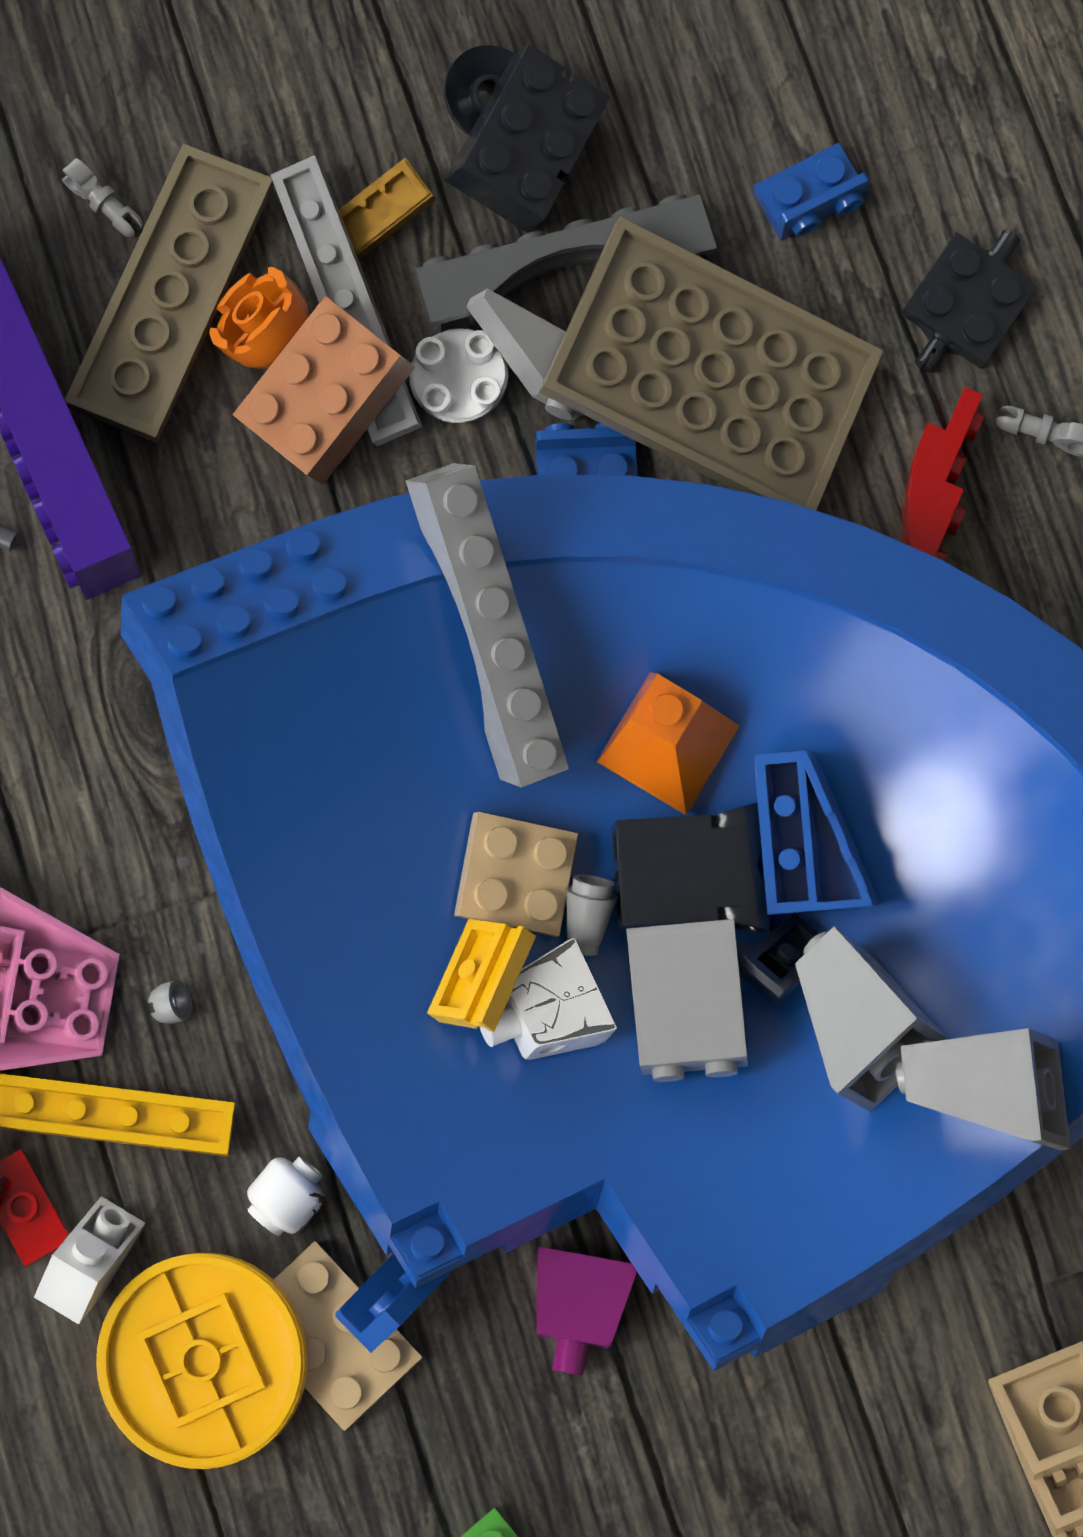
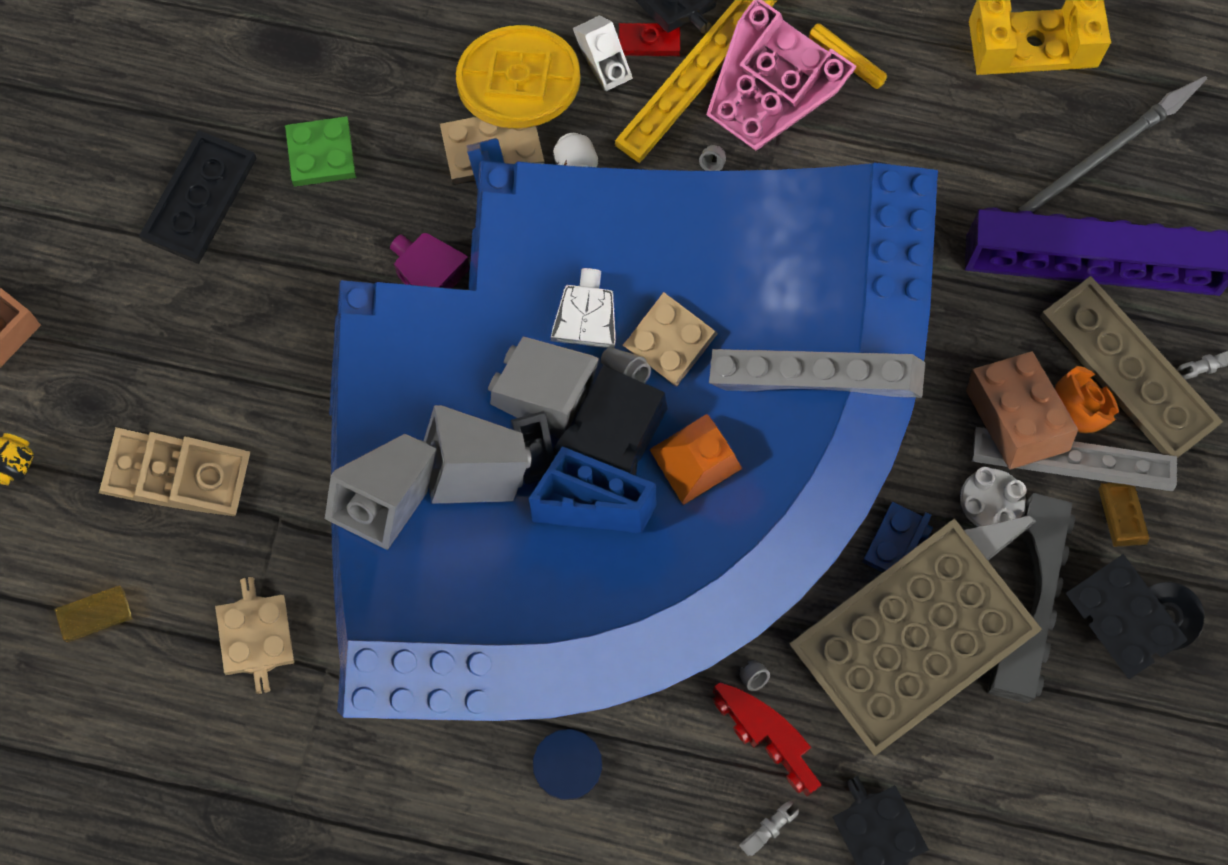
camera: 125 degrees right, 5 degrees down
(481, 974) = (623, 282): yellow plate -> none
(811, 192) = (1004, 779): blue bracket -> none

